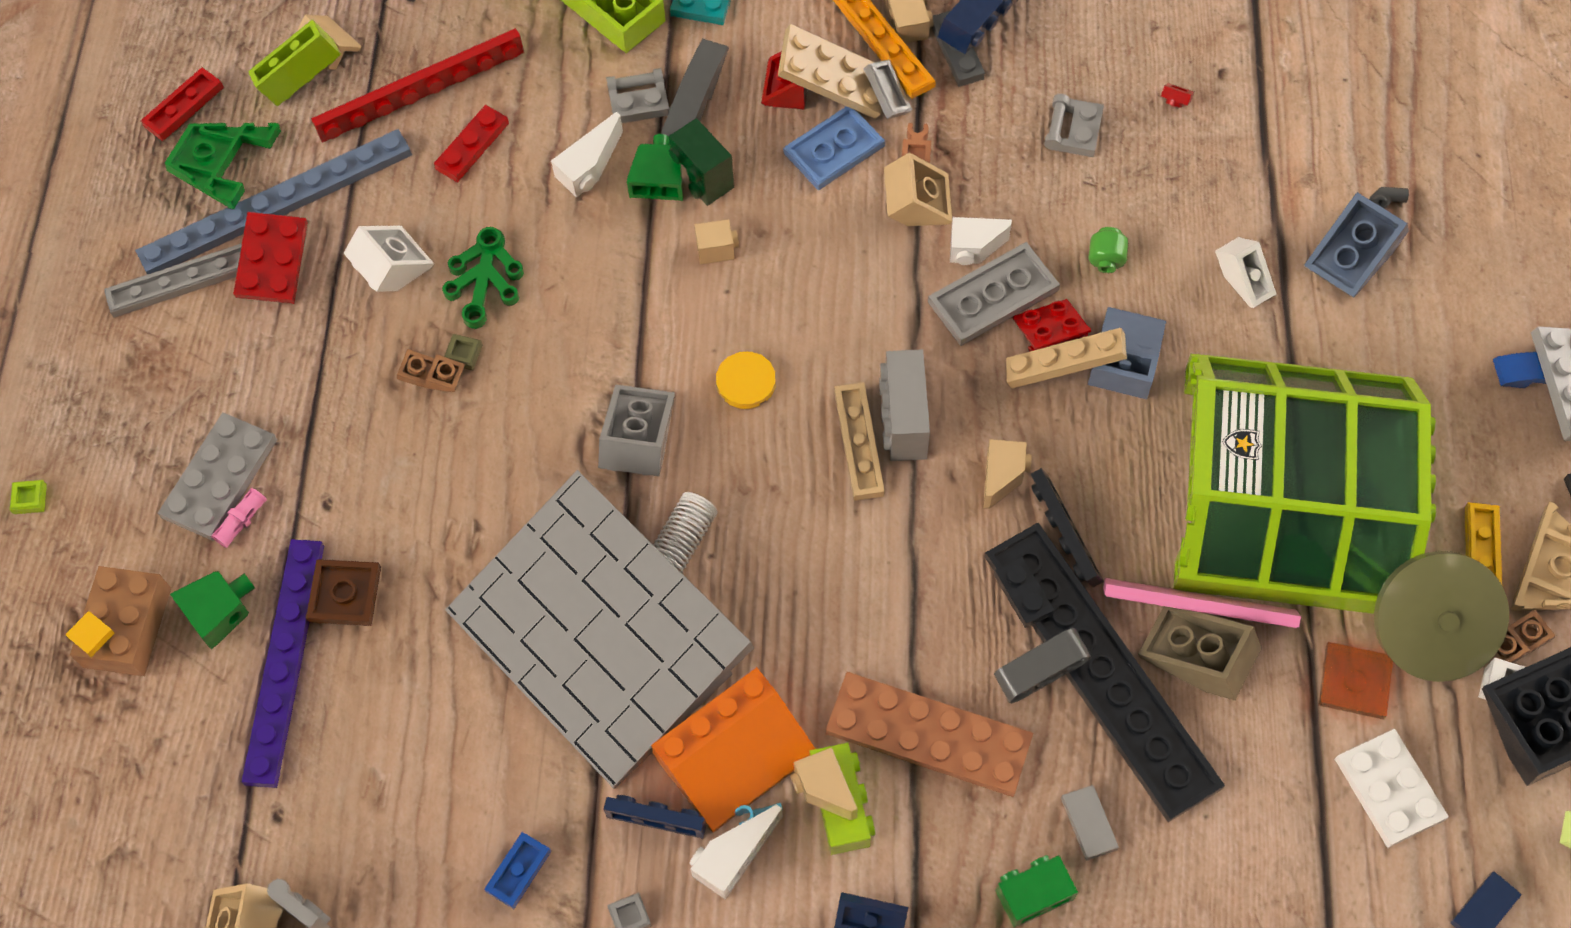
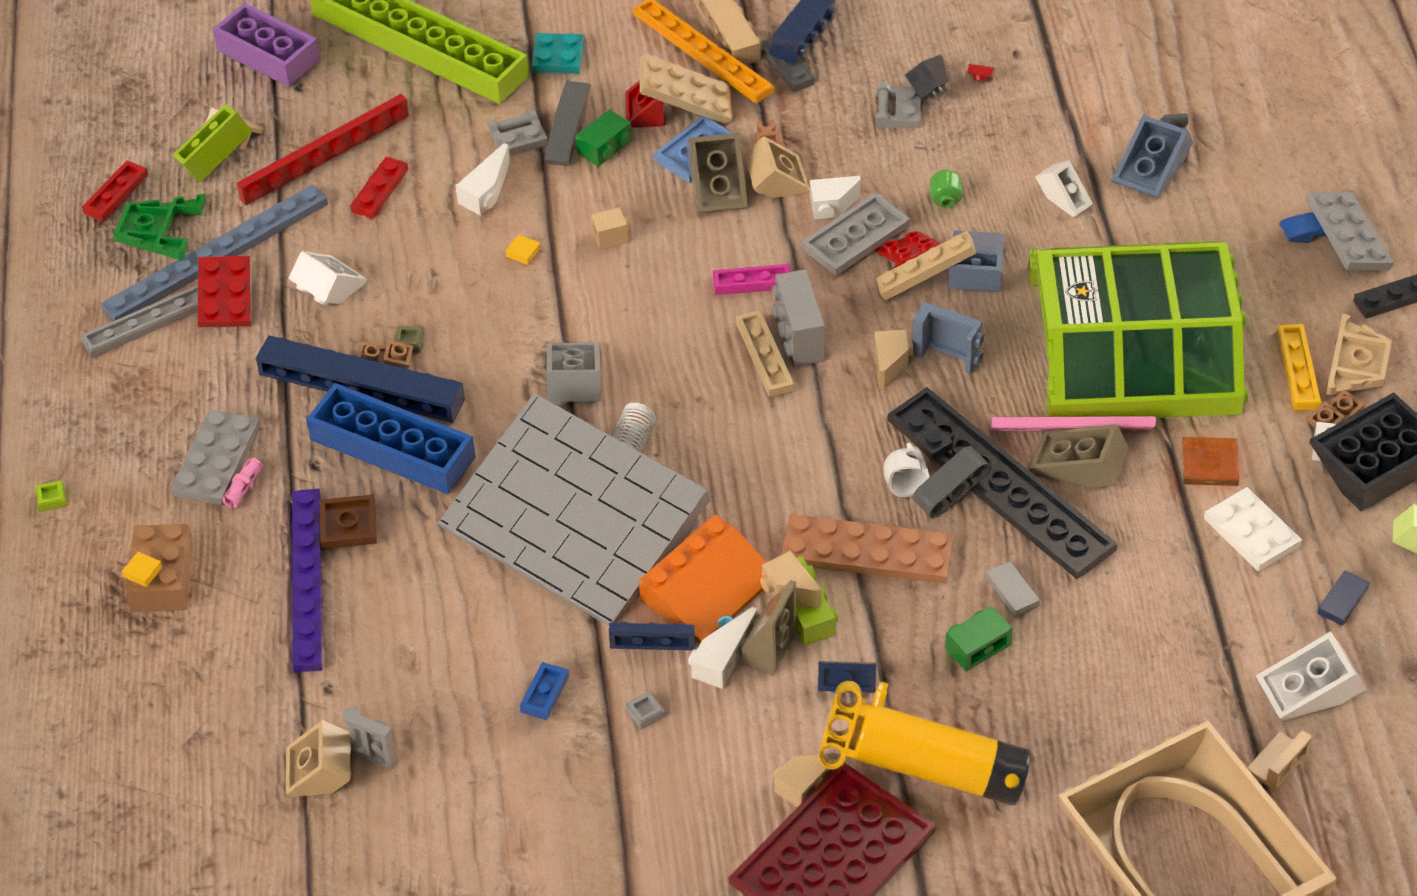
camera: 10 degrees left, 15 degrees down
(214, 605) = (236, 546): green torso -> none
(398, 400) = (395, 385): none -> dark blue brick
(412, 491) = (391, 438): none -> blue brick
(482, 274) = (413, 257): green plant -> none
(613, 252) = (523, 249): none -> yellow tile
(655, 173) = (548, 185): green torso -> none
(705, 161) = (591, 166): dark green brick -> none
(733, 117) = (603, 138): none -> green brick
(745, 380) = (658, 324): yellow tile -> none
(791, 844) = (771, 632): none -> dark tan slope
(849, 189) = (717, 172): none -> dark tan slope
(864, 334) = (747, 279): none -> dark pink tile
(887, 89) = (734, 98): light grey tile -> none
(992, 639) = (905, 471): none -> white helmet
(1071, 539) = (957, 395): black plate -> none
(1076, 456) = (948, 334): none -> sand blue panel
(1115, 95) = (928, 77): none -> black slope
(1441, 616) = (1267, 397): olive dish -> none

